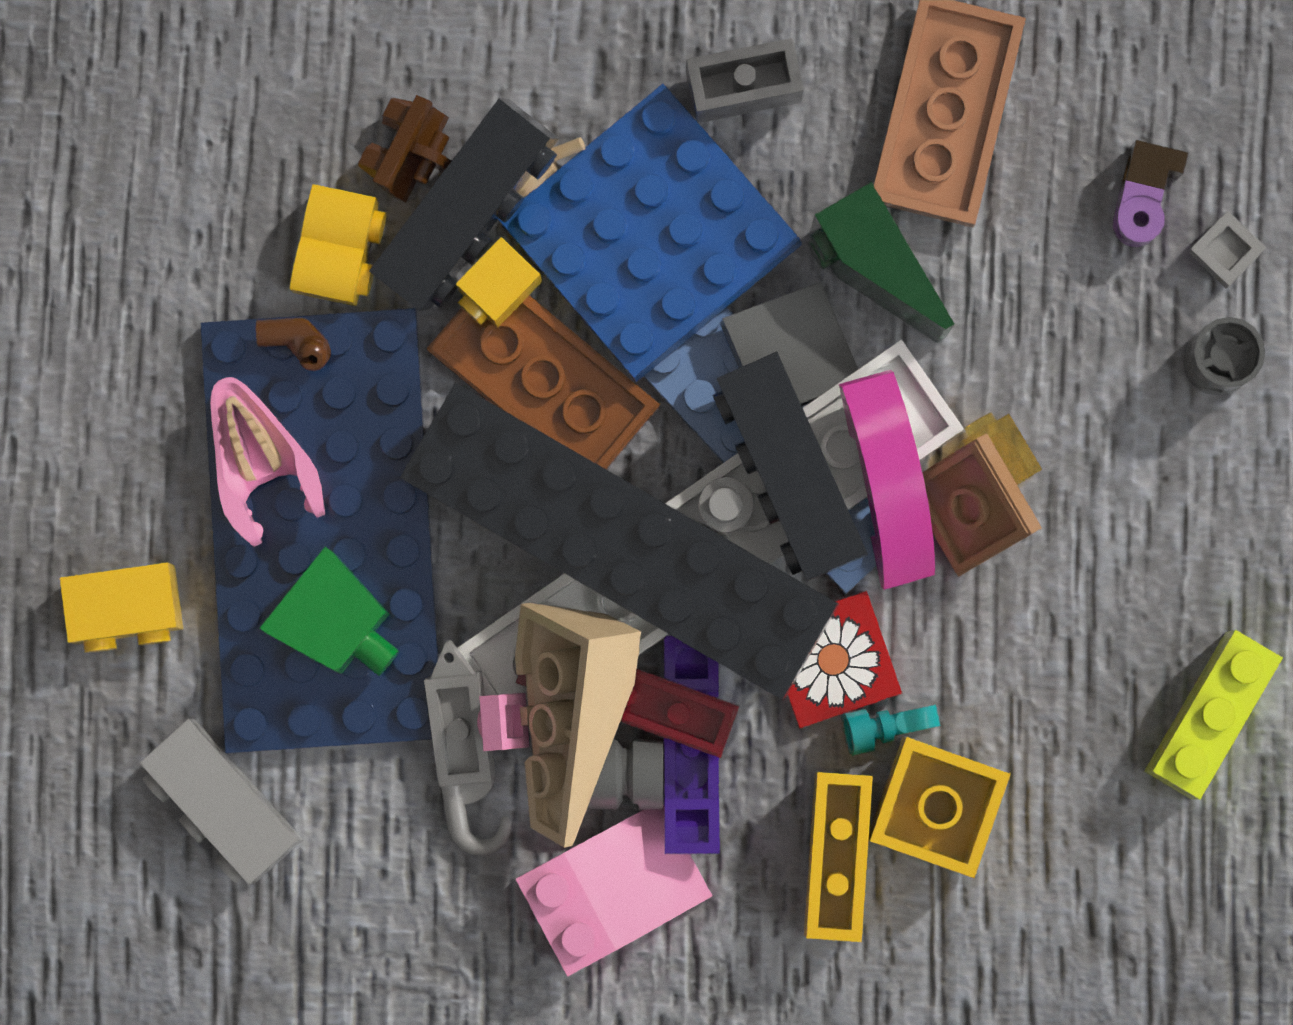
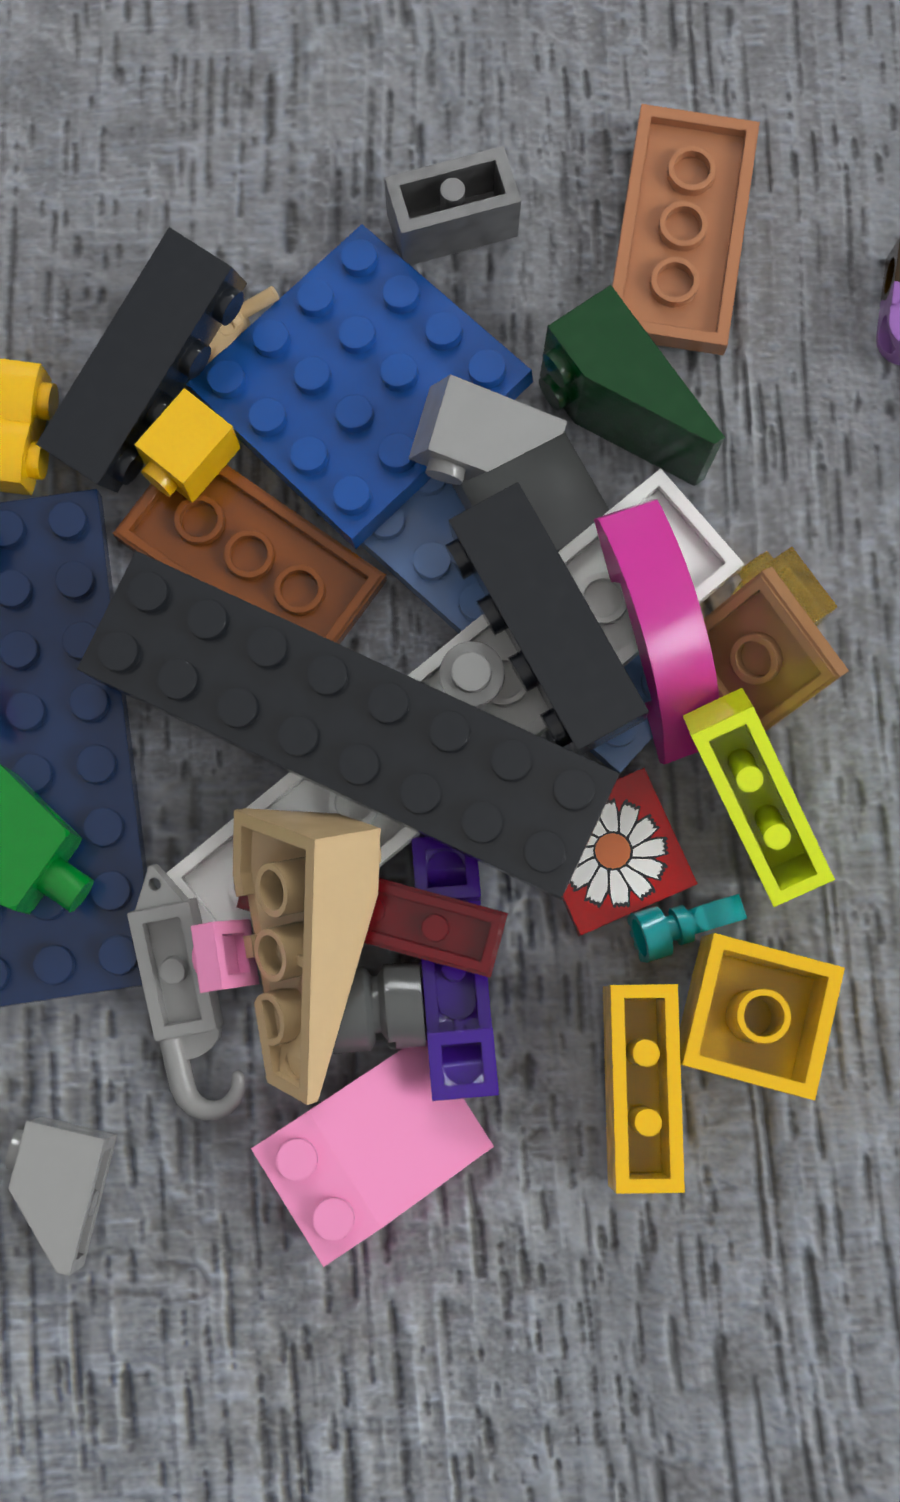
camera: 10 degrees left, 5 degrees down
(355, 895) = (60, 1185): none -> light grey slope
(413, 151) = (84, 308): reddish brown hips -> none
(746, 299) = (476, 430): none -> light grey slope
(955, 626) = (758, 797): none -> neon yellow brick

